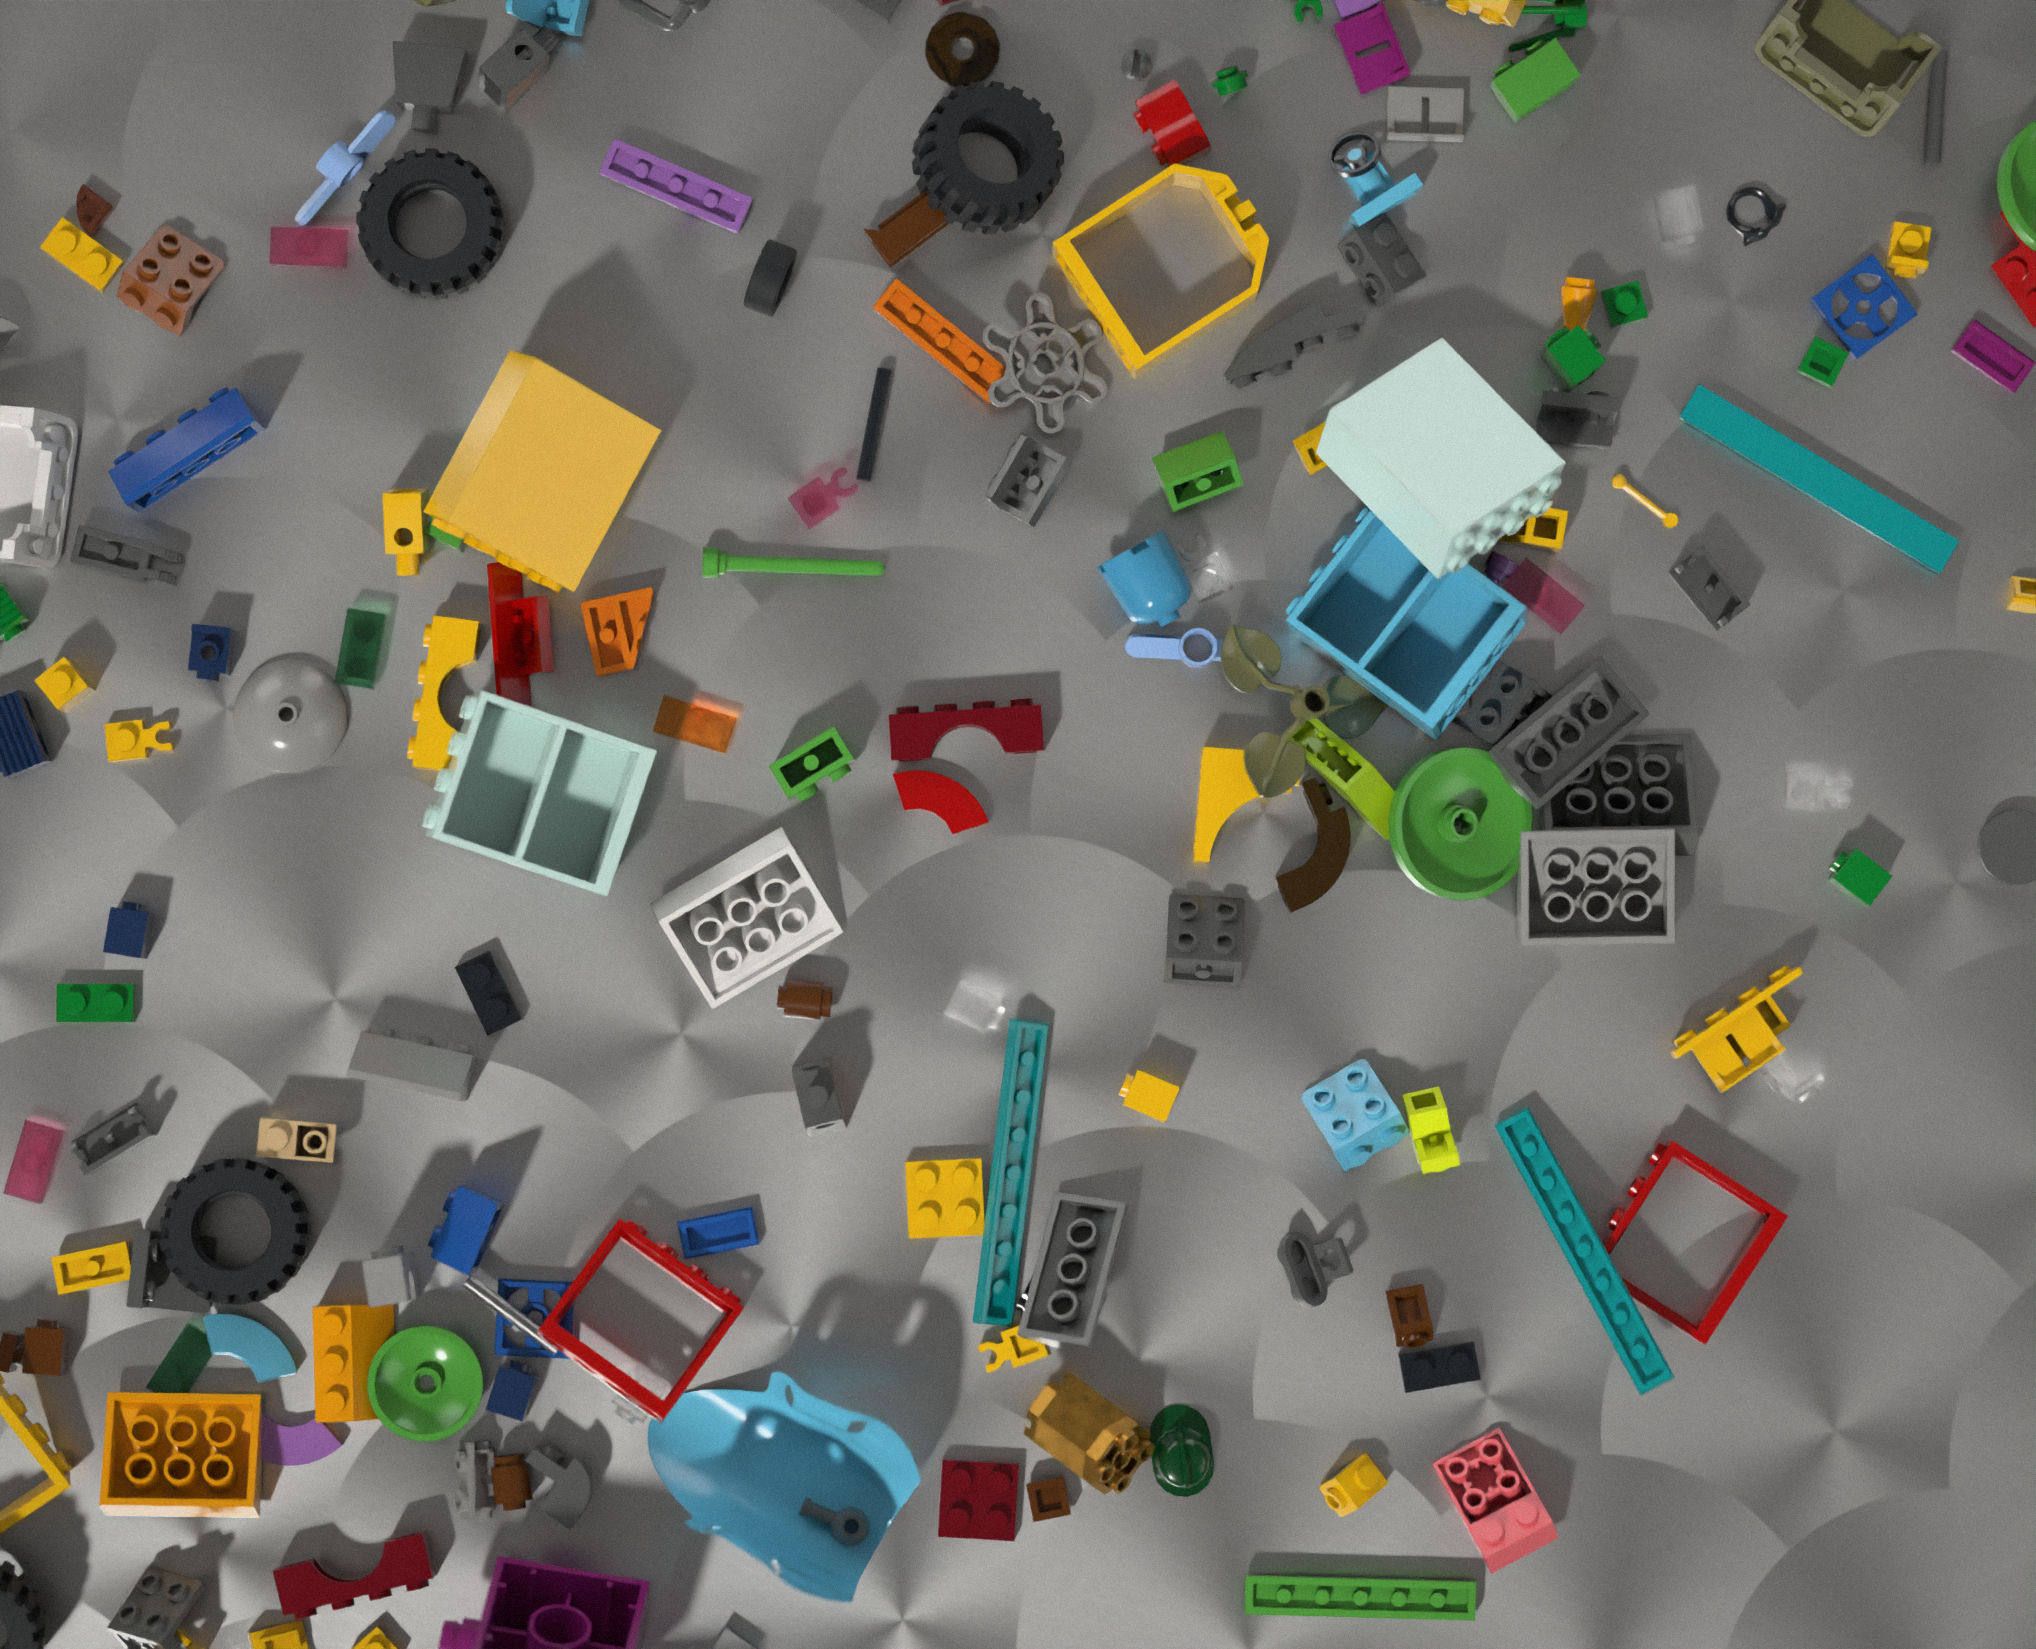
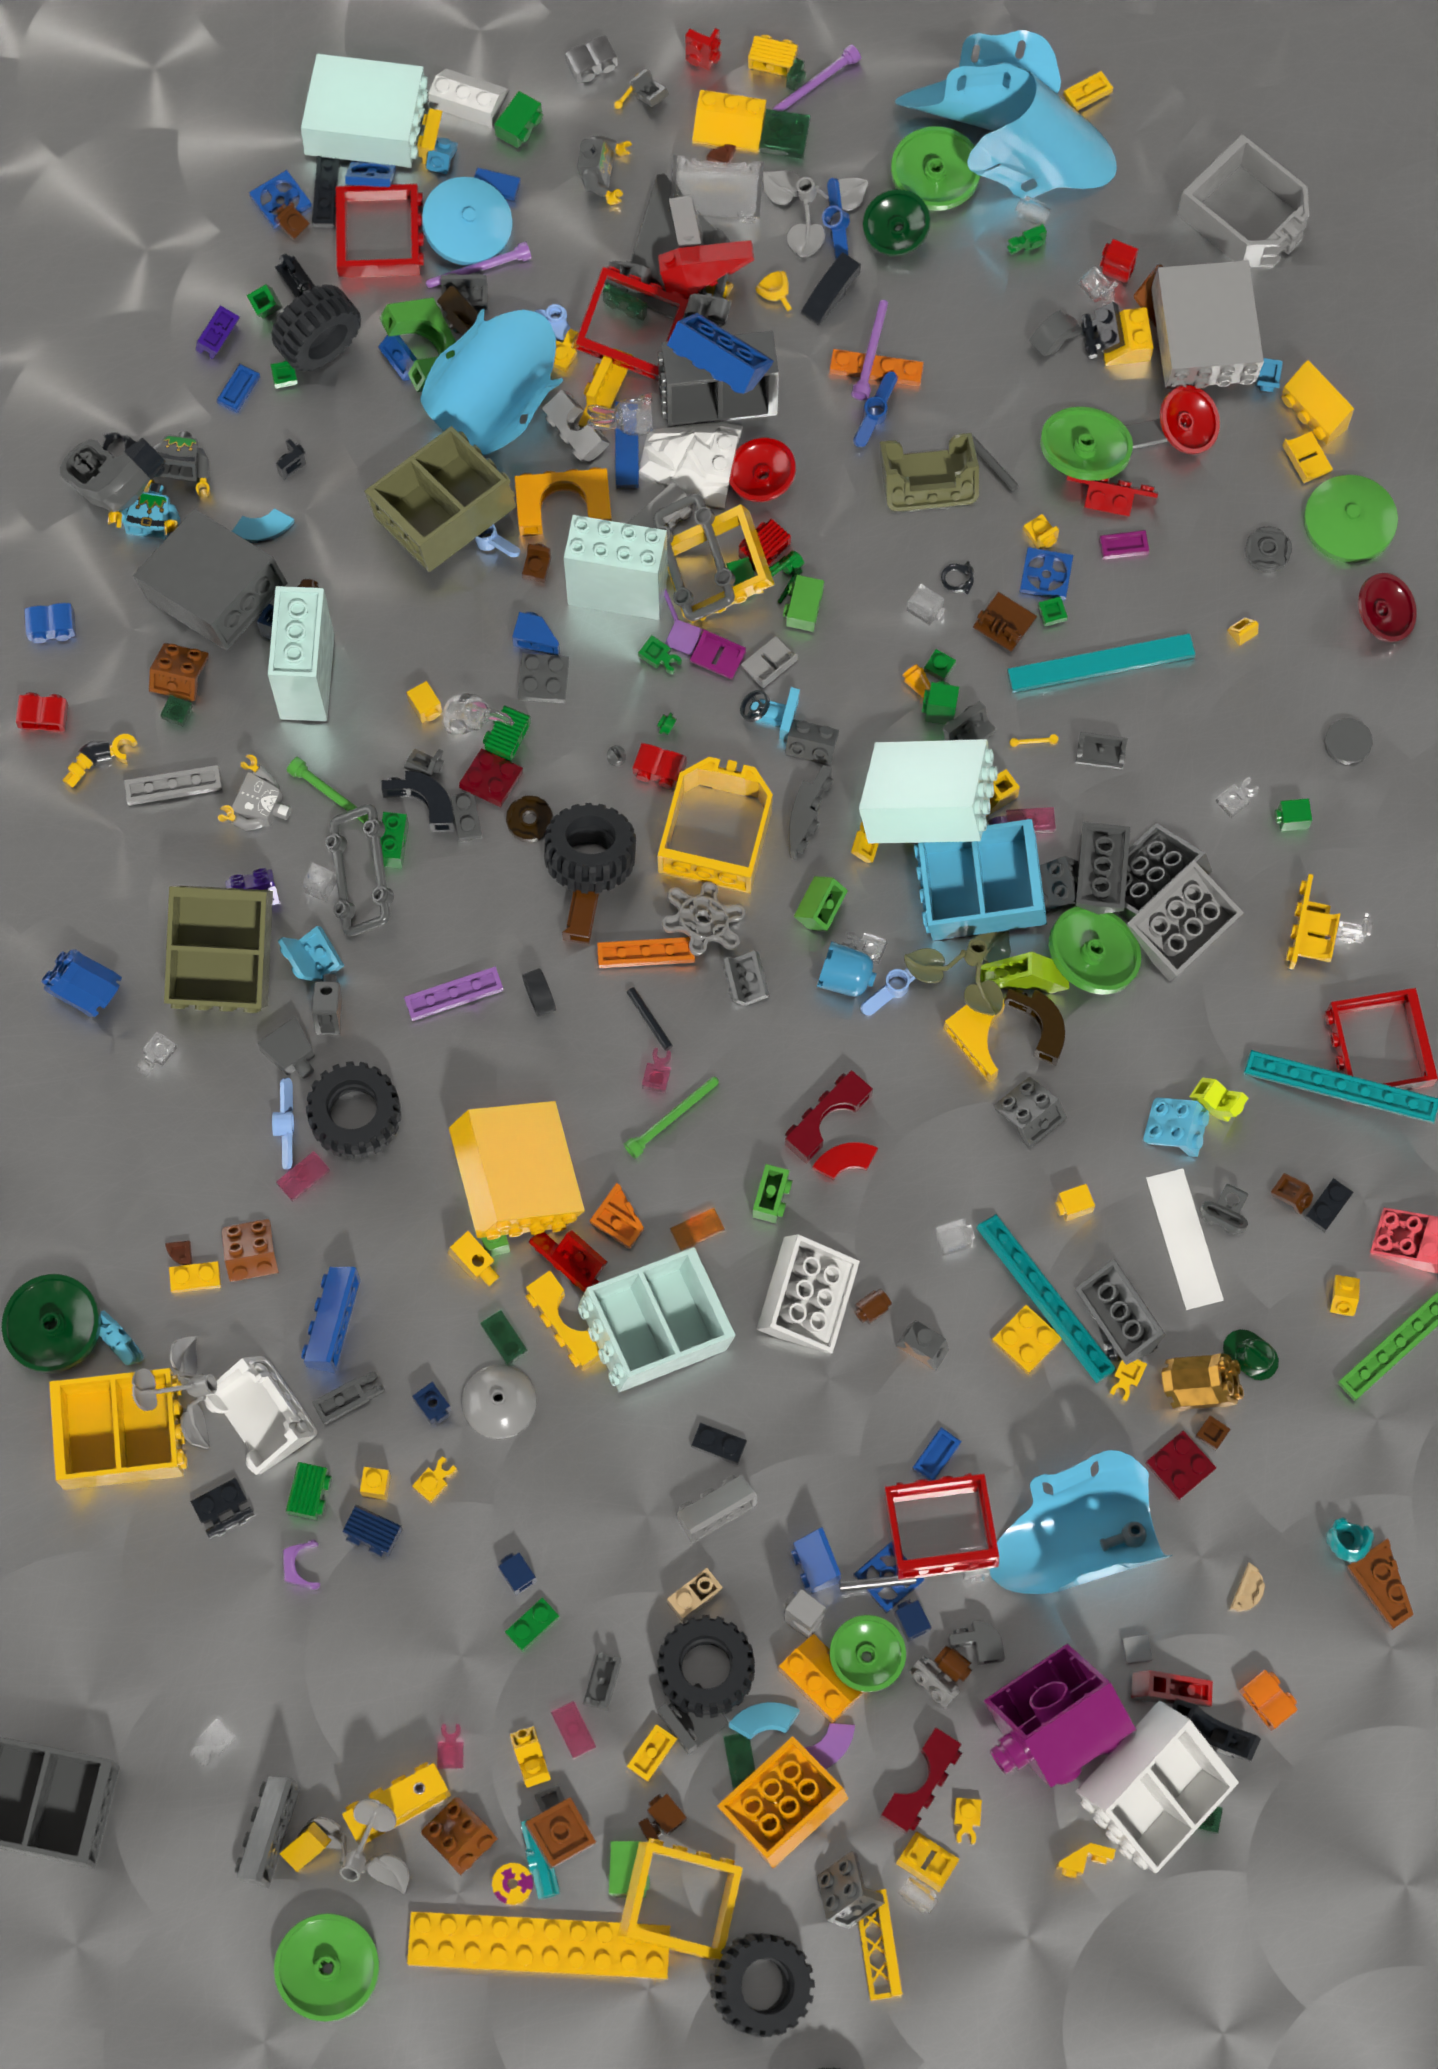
camera: 45 degrees left, 15 degrees down
(1237, 1250) = (1184, 1239): none -> white sticker
(1754, 321) = (1004, 621): none -> reddish brown hinge

